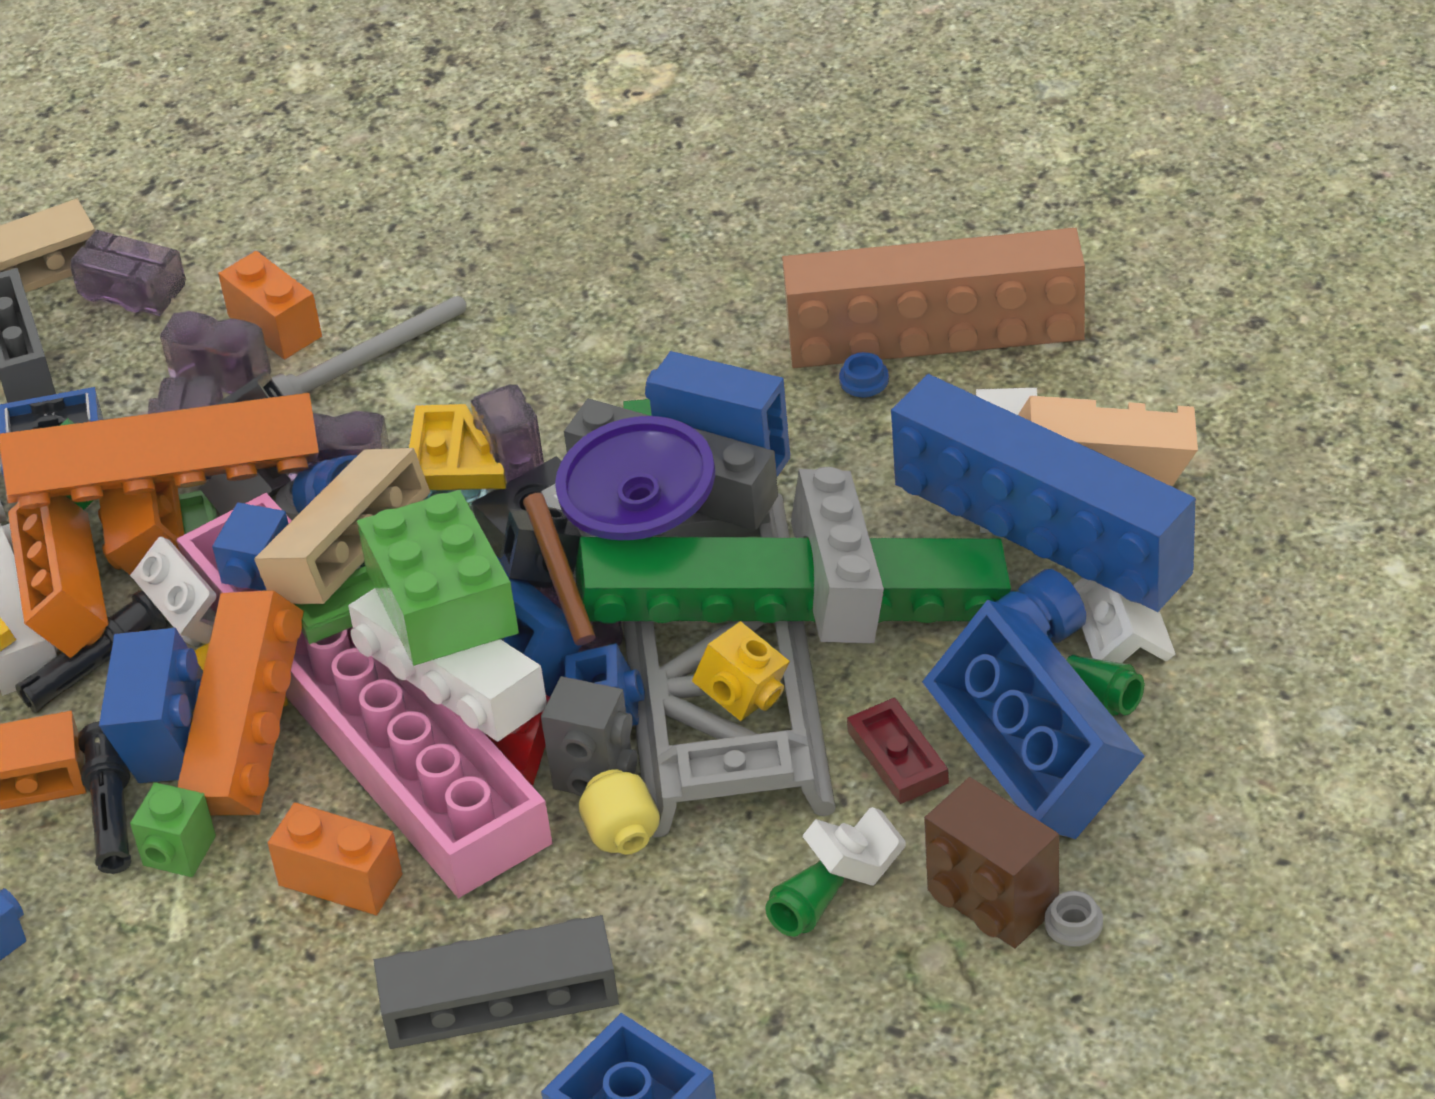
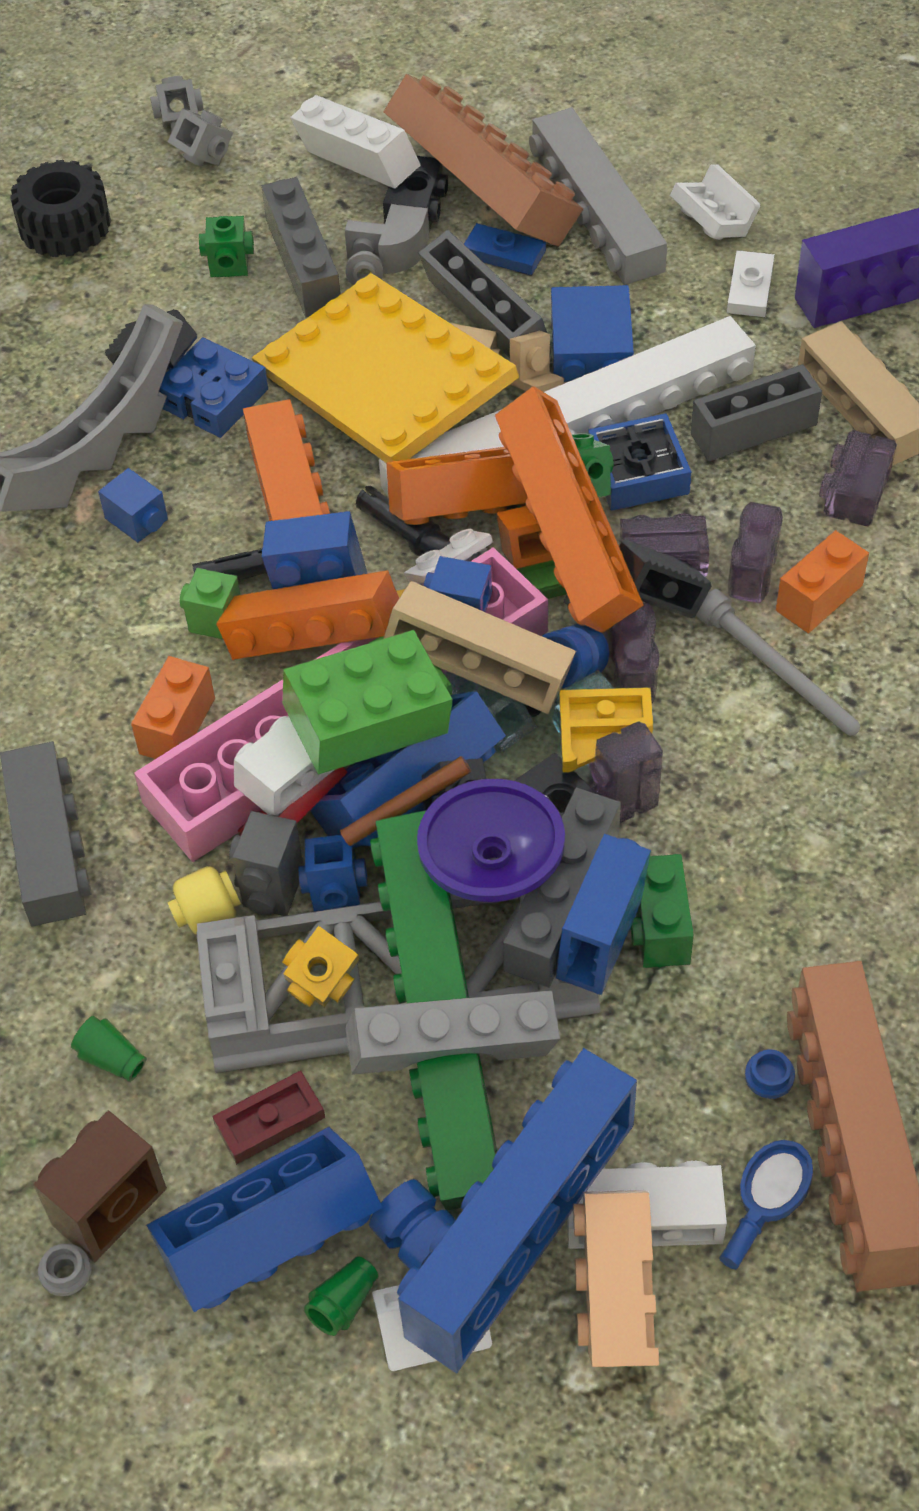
camera: 85 degrees right, 10 degrees up
(857, 851) = (148, 1080): white bracket -> none
(978, 369) = (770, 1190): none -> blue piece

